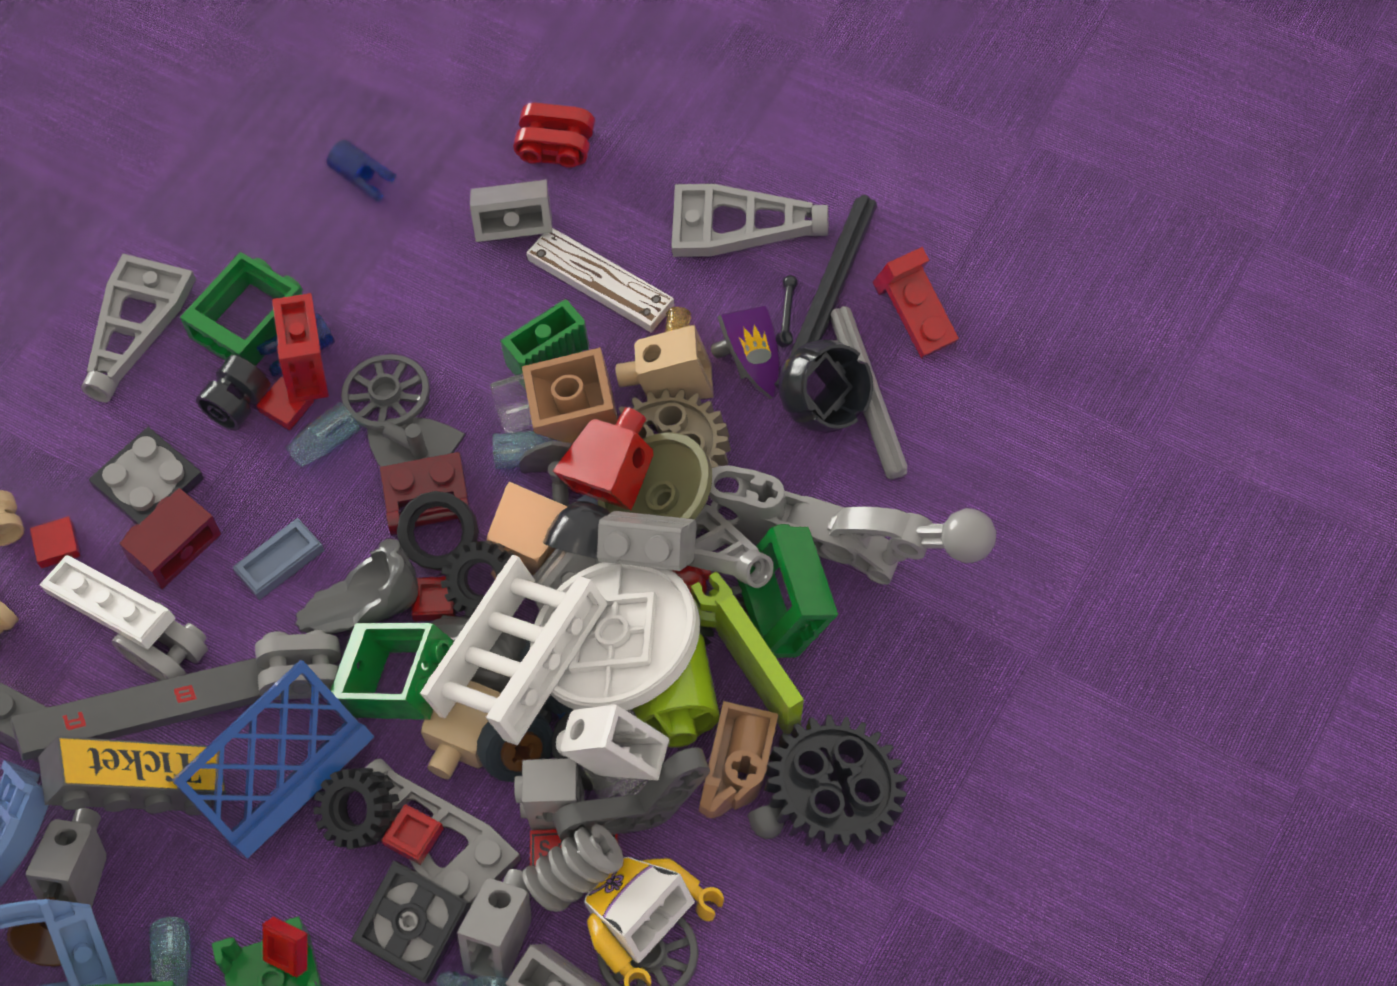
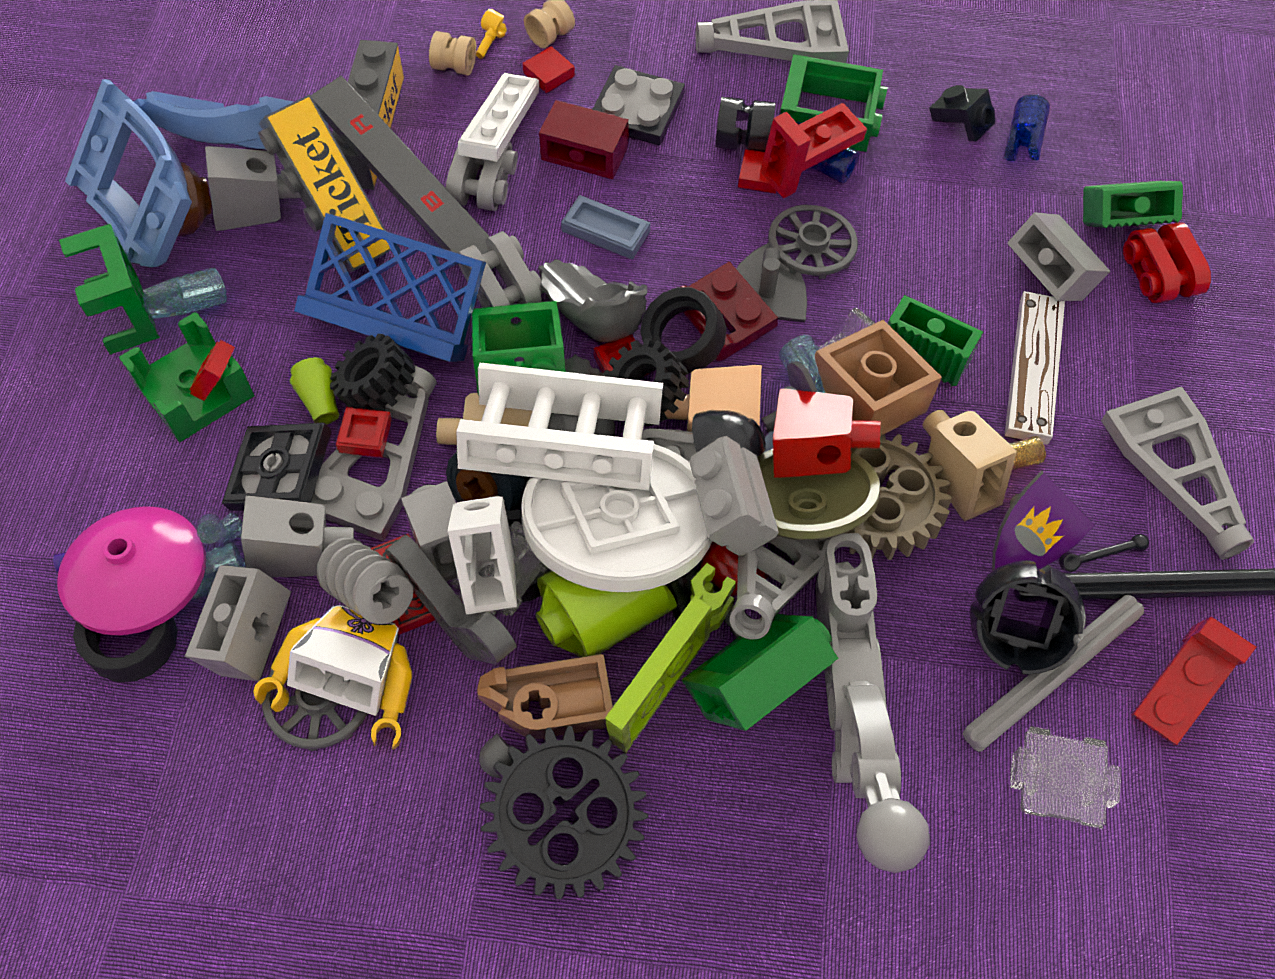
camera: 60 degrees right, 0 degrees up
(310, 206) = (965, 106): none -> black bracket
(323, 435) = (730, 206): clear light blue hinge -> none
(340, 868) = (312, 384): none -> lime cone
(487, 130) = (1132, 204): none -> green brick
(953, 423) = (1065, 778): none -> clear piece

